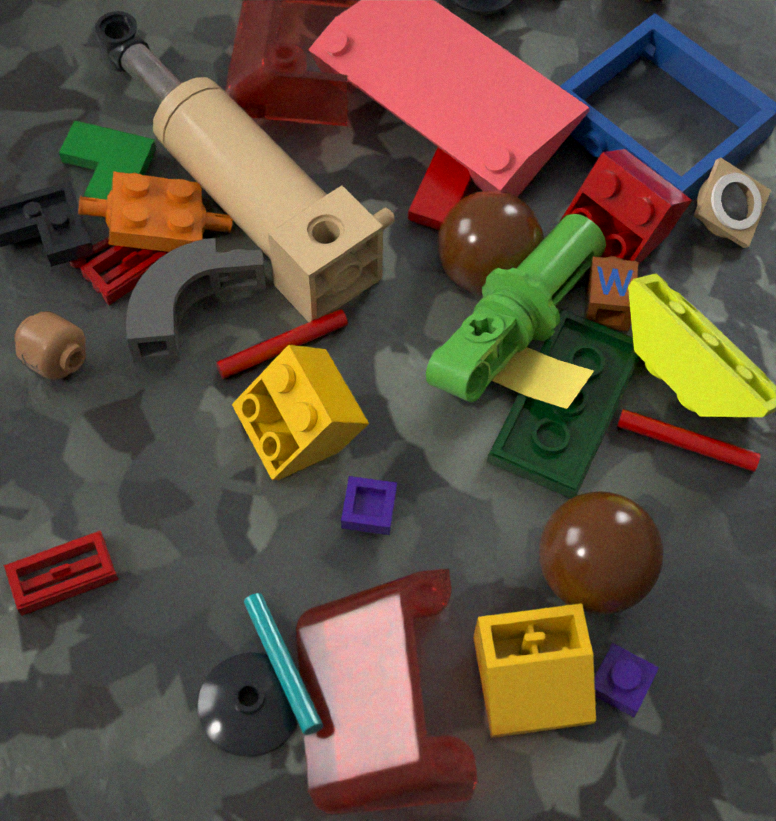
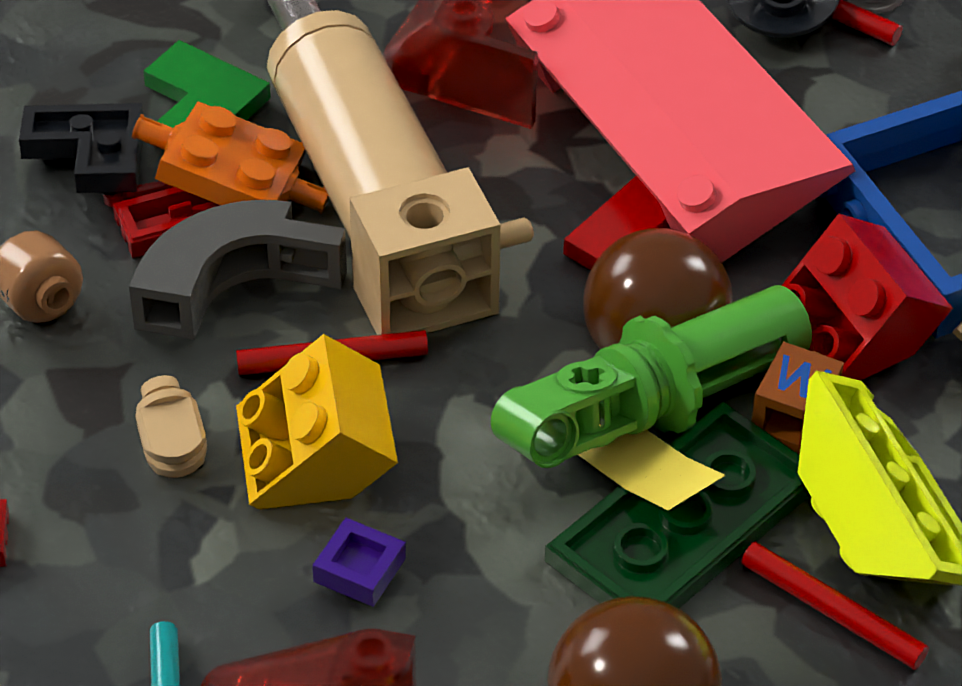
camera: 20 degrees right, 15 degrees down
(195, 438) = (170, 428): none -> tan arm

